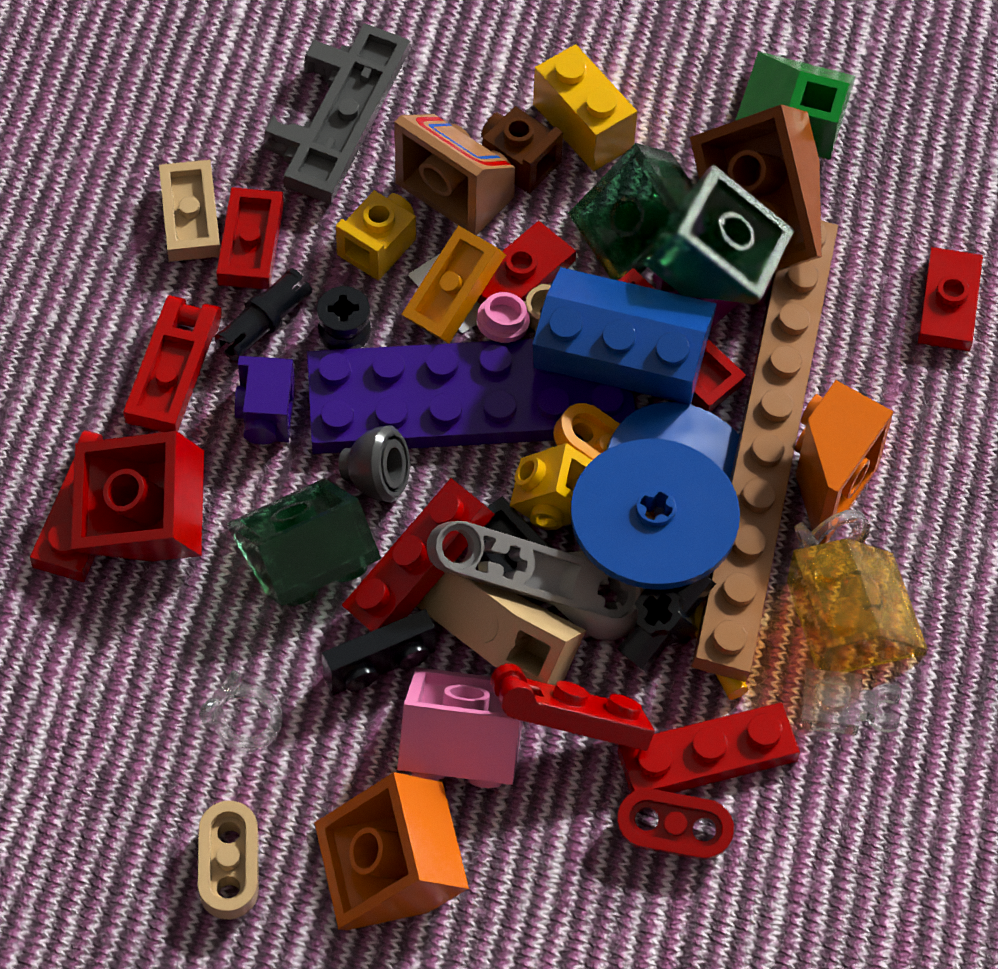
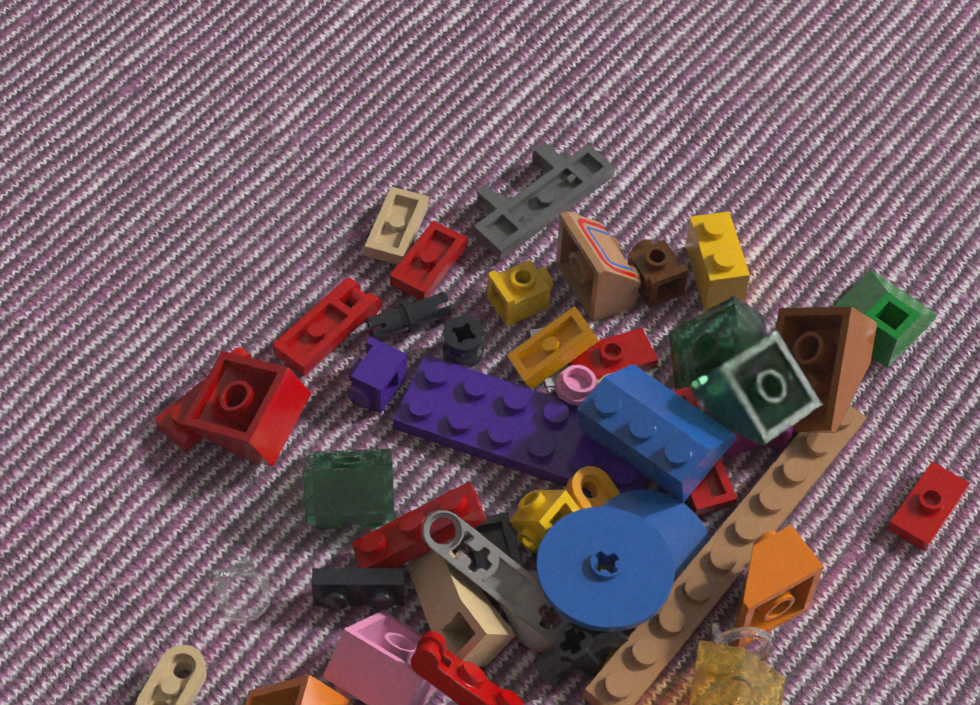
camera: 25 degrees right, 5 degrees down
(377, 464) = (431, 453): dark grey brick -> none

